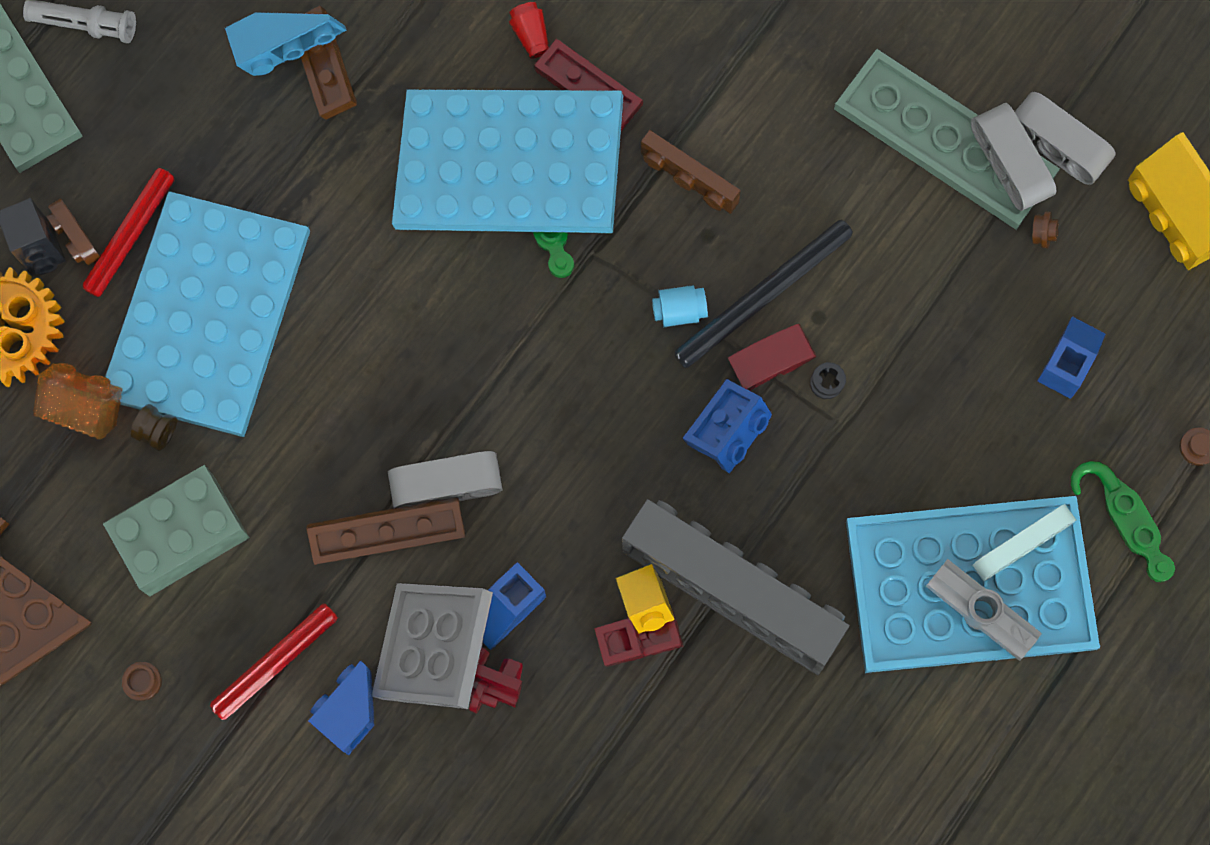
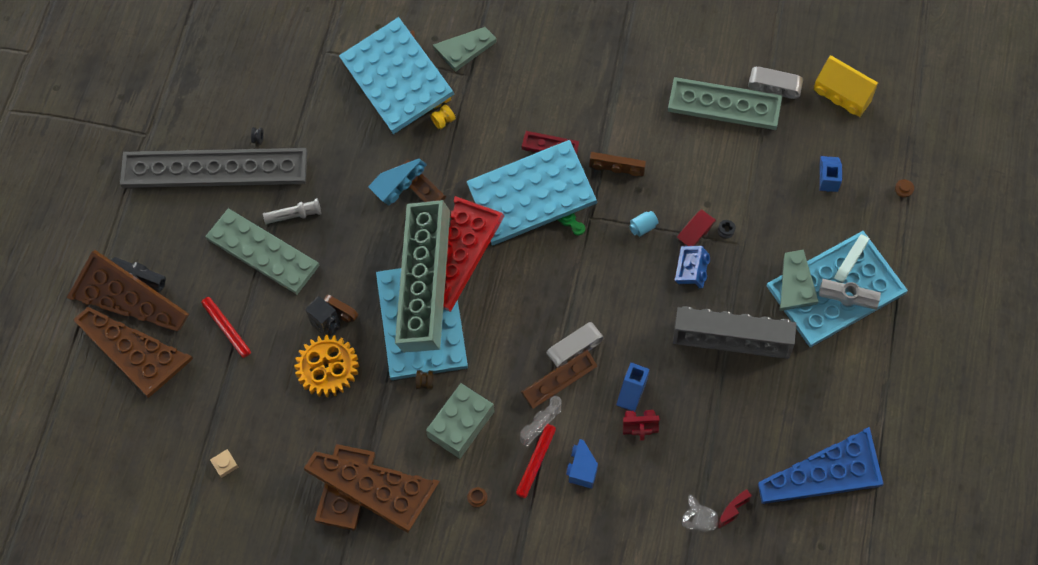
camera: 25 degrees left, 10 degrees down
(77, 400) = (382, 381): clear orange brick -> none
(128, 232) = (365, 299): red axle -> none
(230, 239) = (423, 277): none -> sand green brick
(318, 591) = (542, 418): none -> clear plate
(338, 211) = (468, 238): none -> red wing
(432, 645) = (609, 417): light grey plate -> none
(530, 28) = (510, 131): red cone -> none
(622, 643) = (700, 376): dark red slope -> none
(645, 599) = (695, 356): yellow brick -> none
(763, 293) = (677, 203): black axle -> none
(900, 542) = (796, 282): none -> sand green wing
(1013, 156) = (760, 97): light grey beam -> none
(1045, 229) = (789, 124): reddish brown plate -> none
(1130, 519) = (891, 231): green piece -> none

